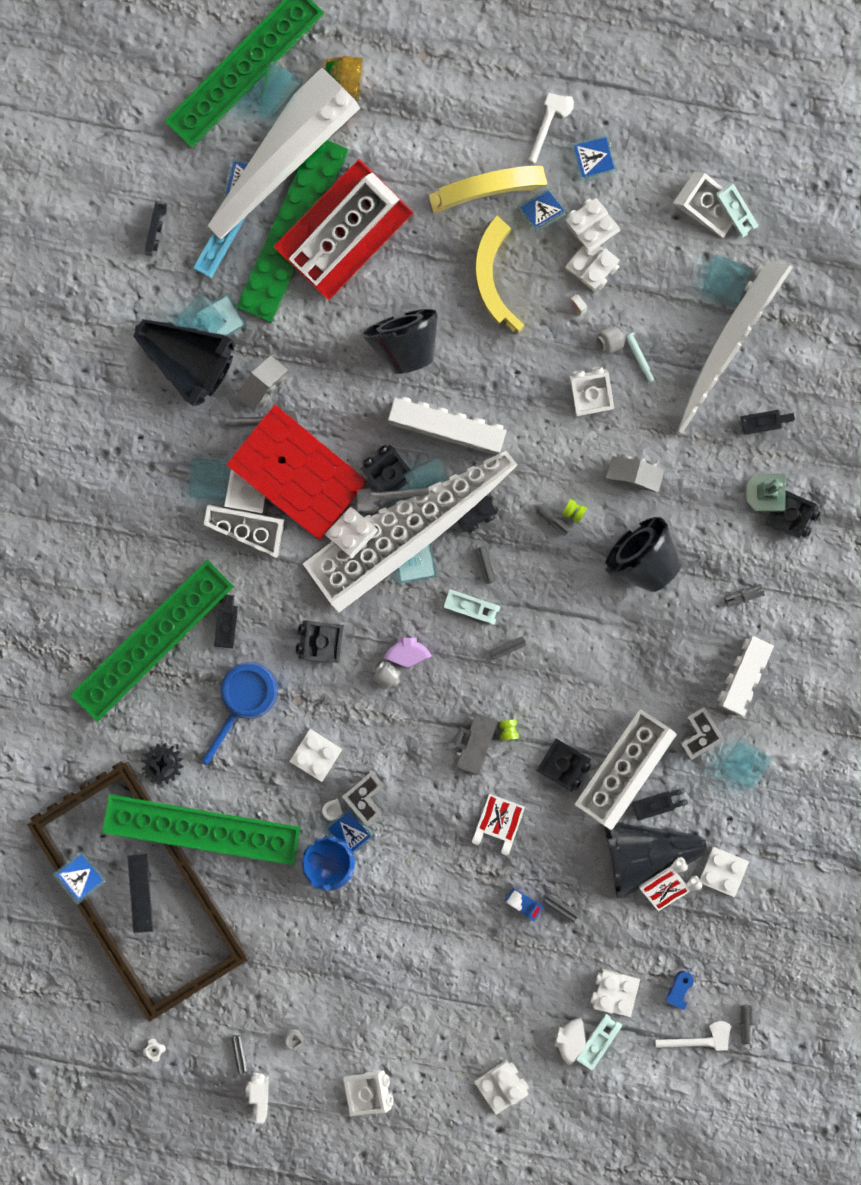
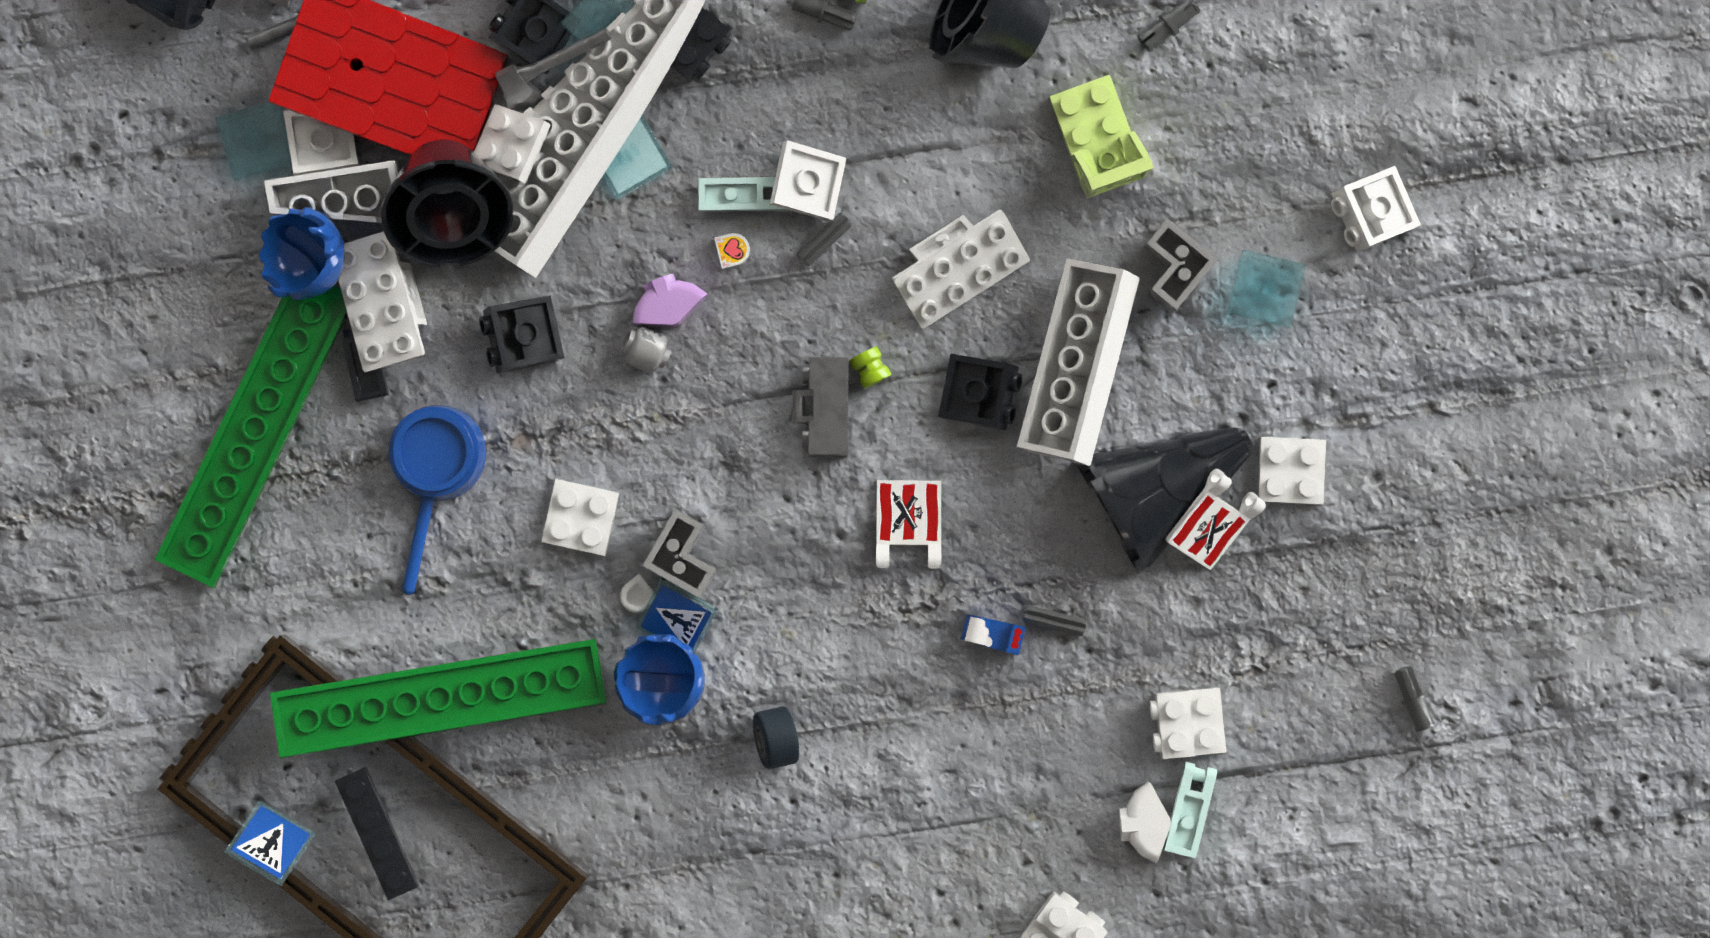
camera: 15 degrees left, 0 degrees up
(170, 764) = (342, 632): black gear -> none
(213, 555) = (301, 254): none -> blue piece
(247, 595) = (381, 303): none -> white bracket
(304, 557) = (451, 225): none -> black cone
(381, 918) = (776, 737): none -> black wheel
(454, 635) = (732, 250): none -> tile
(485, 565) = (742, 121): dark grey axle -> none
(510, 612) = (807, 181): none -> white plate
(578, 689) = (959, 265): none -> white bracket
(657, 804) = (1148, 401): black hinge -> none
(678, 989) = (1286, 680): blue leg -> none
(682, 646) = (1099, 137): none -> yellowish green bracket
(719, 1040) = (1379, 740): white piece -> none
(745, 675) = (1215, 148): white wedge -> none
(822, 742) = (1374, 209): none -> white plate

